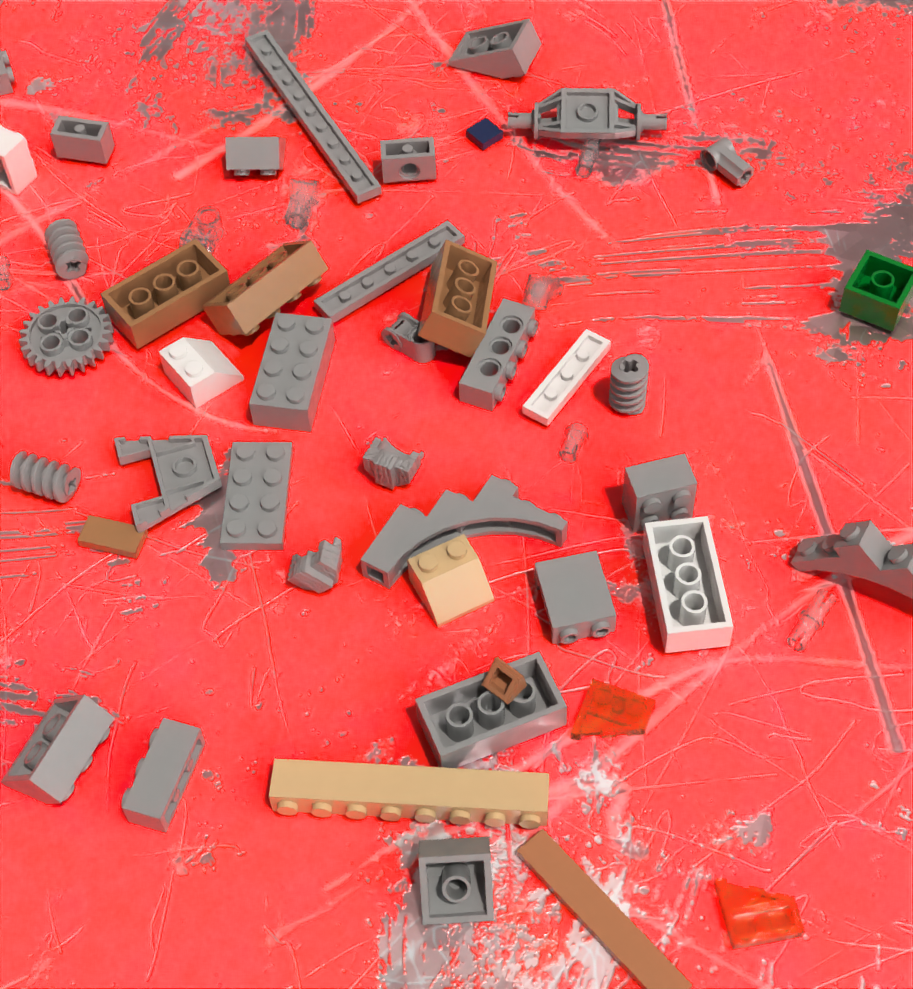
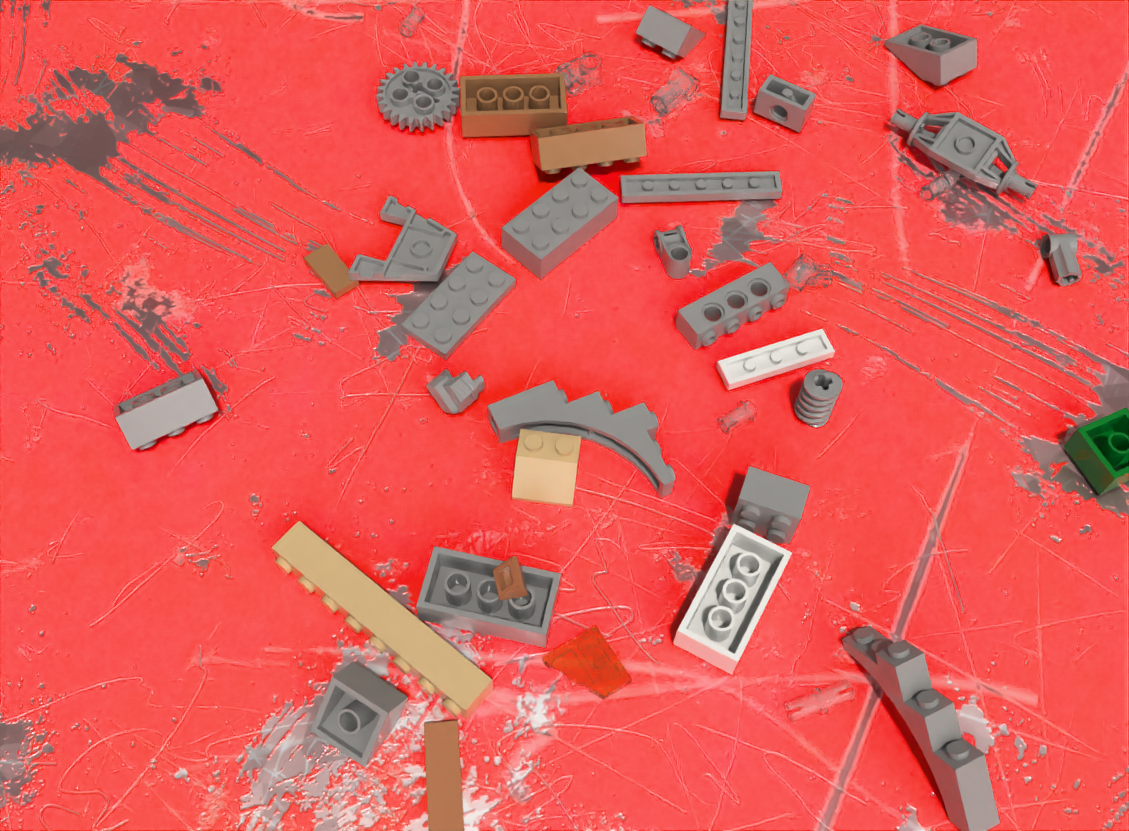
camera: 30 degrees right, 5 degrees up
(44, 478) = (316, 194): light grey piece -> none
(66, 248) = (469, 29): light grey piece -> none
(163, 775) = (219, 478): light grey brick -> none
(198, 369) = (494, 179): slope -> none
(389, 464) = (576, 342): light grey hair -> none
(458, 299) = (730, 240): medium nougat brick -> none
(484, 133) = (868, 117): dark blue tile -> none
(575, 597) = (633, 547): light grey panel -> none

